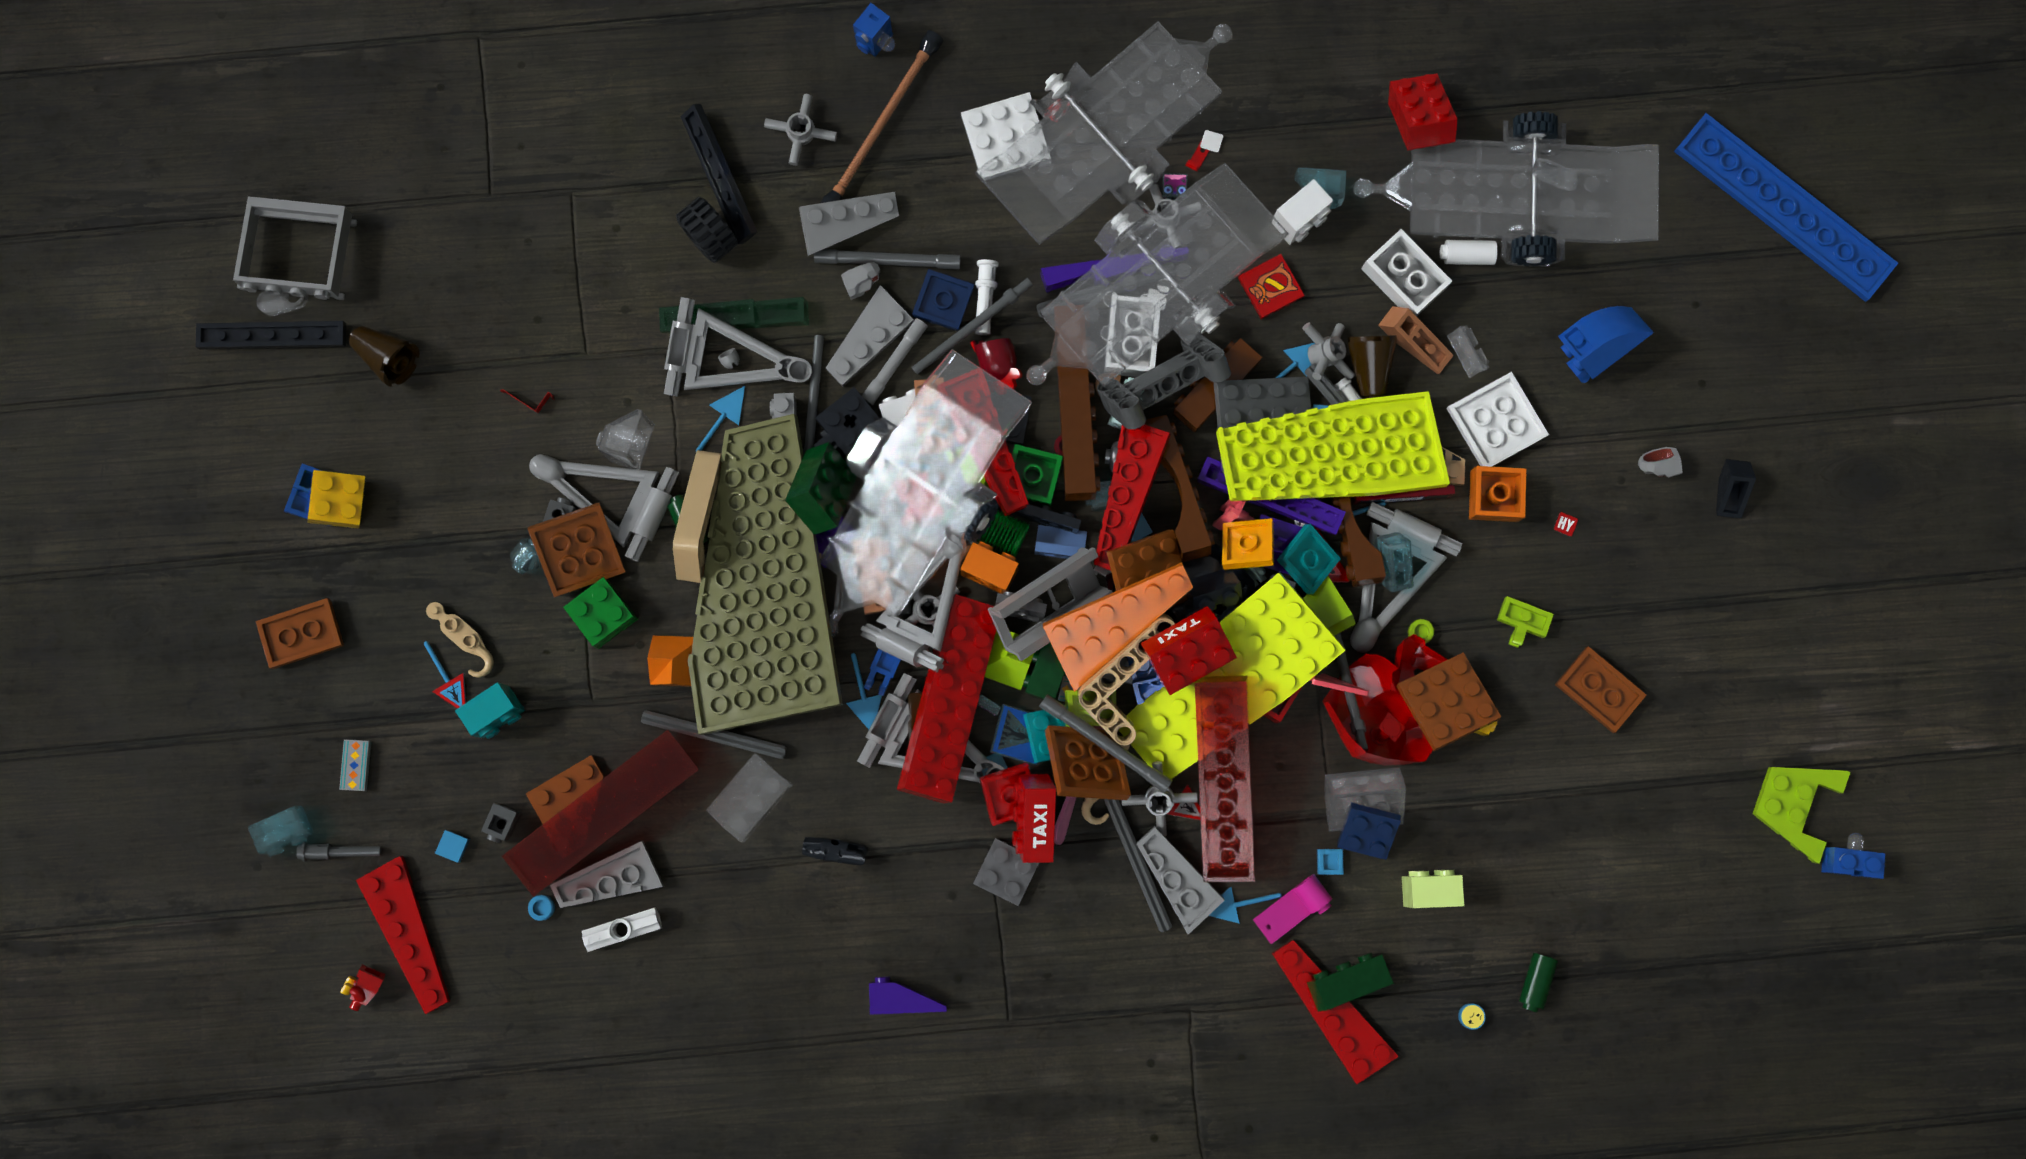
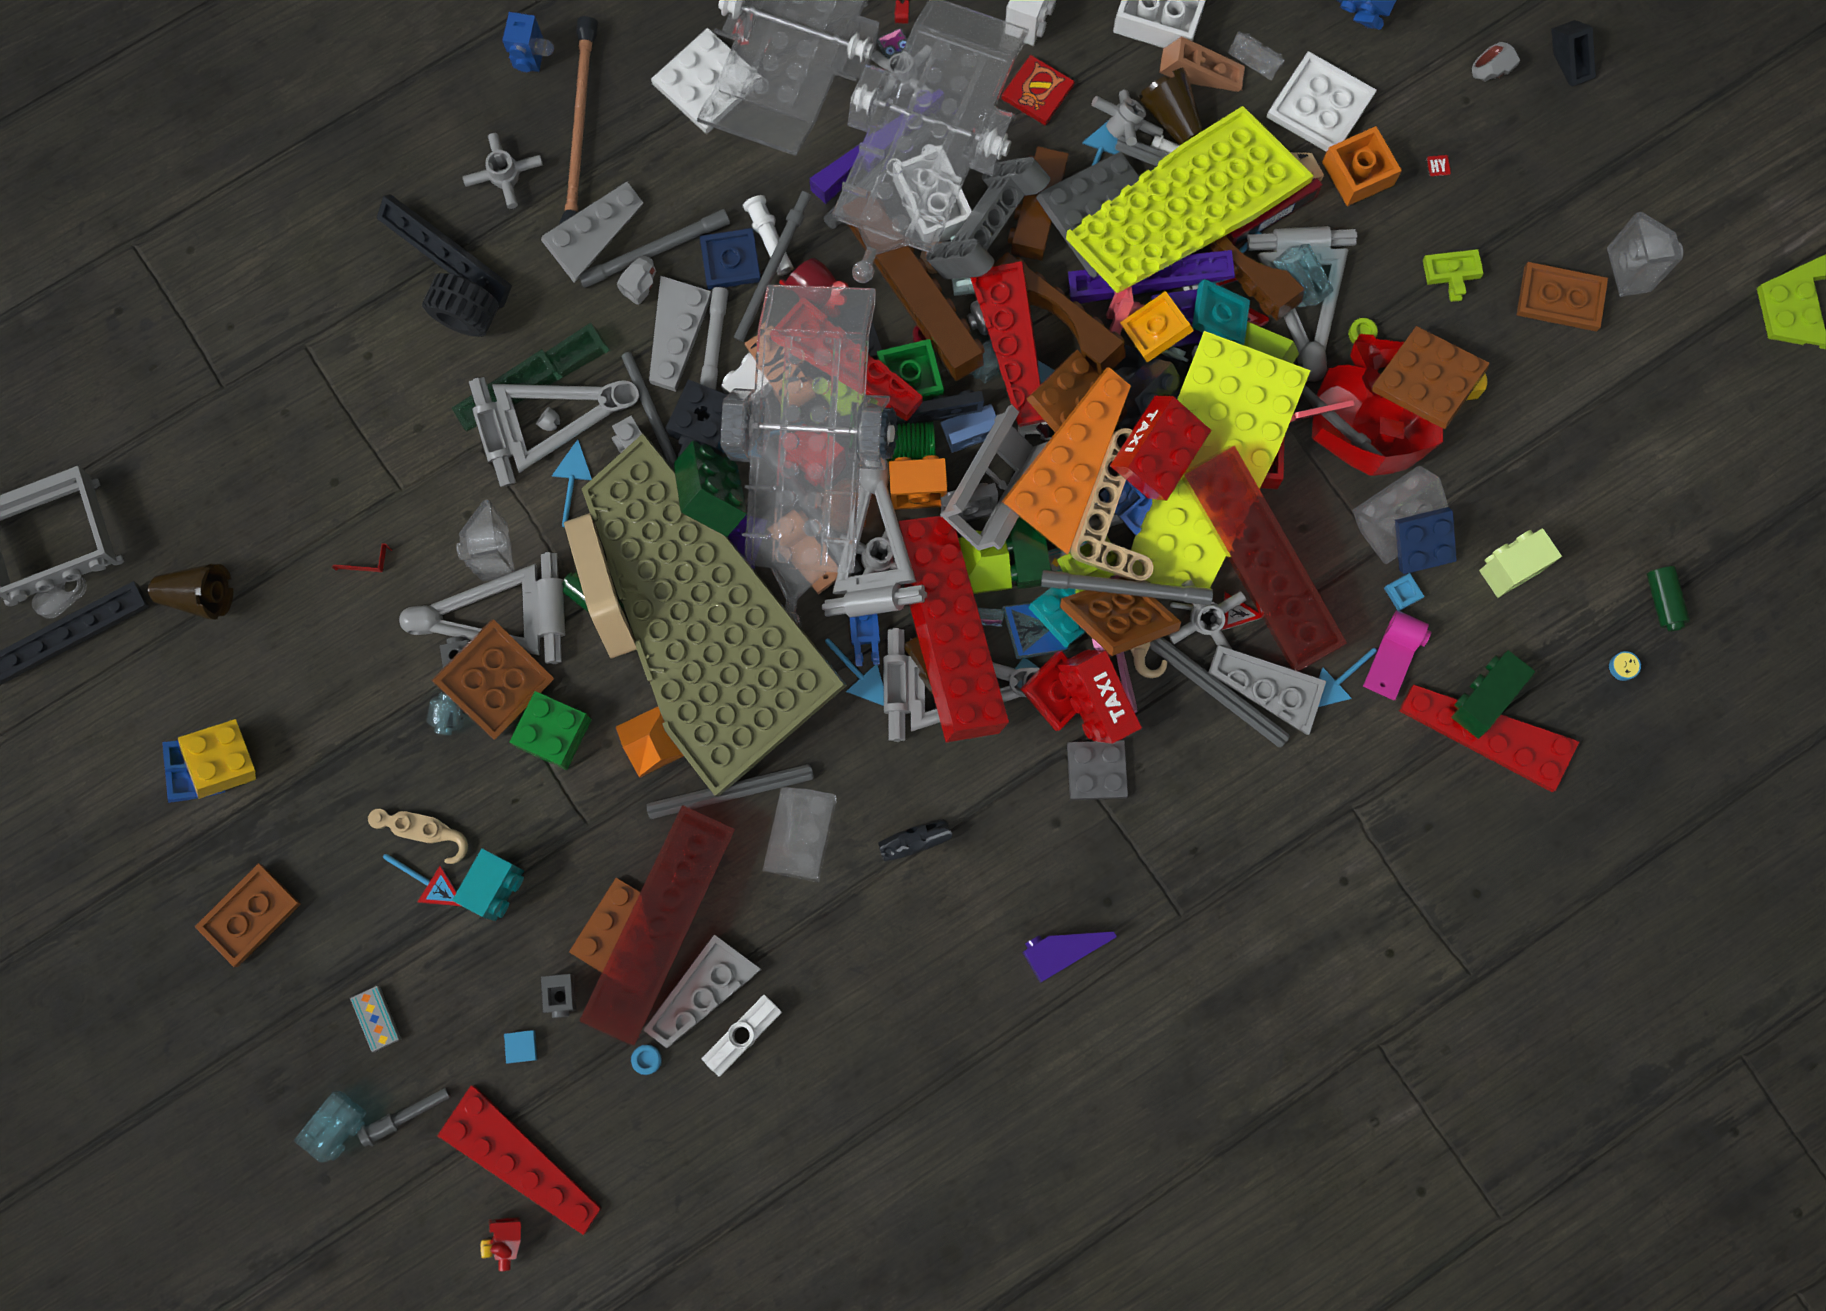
camera: 25 degrees left, 5 degrees down
(1681, 694) = (1643, 255): none -> clear slope

